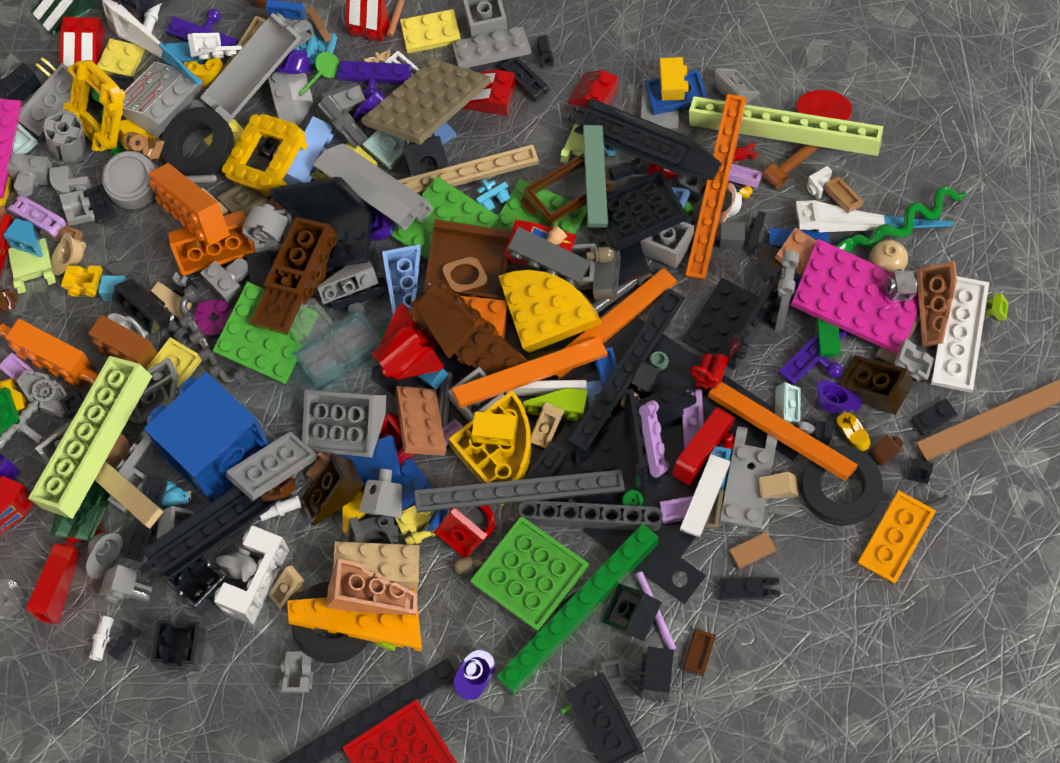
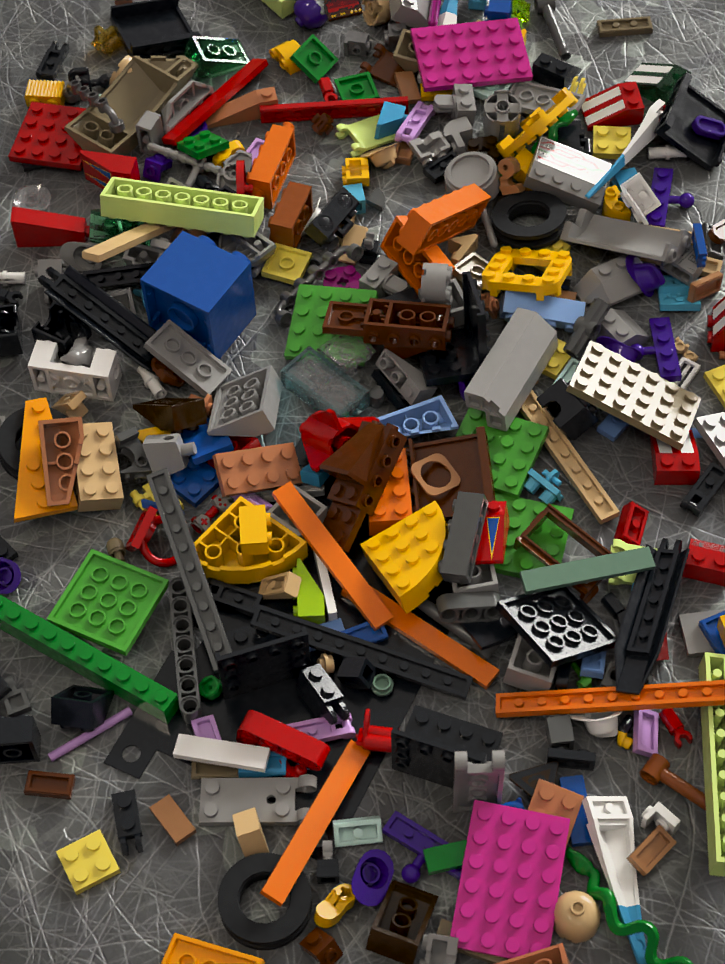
camera: 75 degrees right, 10 degrees down
(49, 421) = (203, 182): none -> black bar
(72, 378) = (241, 187): none -> red piece
(86, 159) = (485, 144): none -> dark brown plate
(326, 65) = (656, 306): bright green piece -> none
(439, 465) = (203, 521): none -> light grey piece
(544, 141) = (631, 523): none -> red slope
(556, 235) = (491, 539): light nougat hose -> none
(601, 255) = (483, 591): dark tan cylinder -> none
(651, 431) = (276, 684): lavender plate -> none
(780, 626) = (88, 862): none -> light yellow plate
(901, 285) = (532, 924): flat silver brick -> none

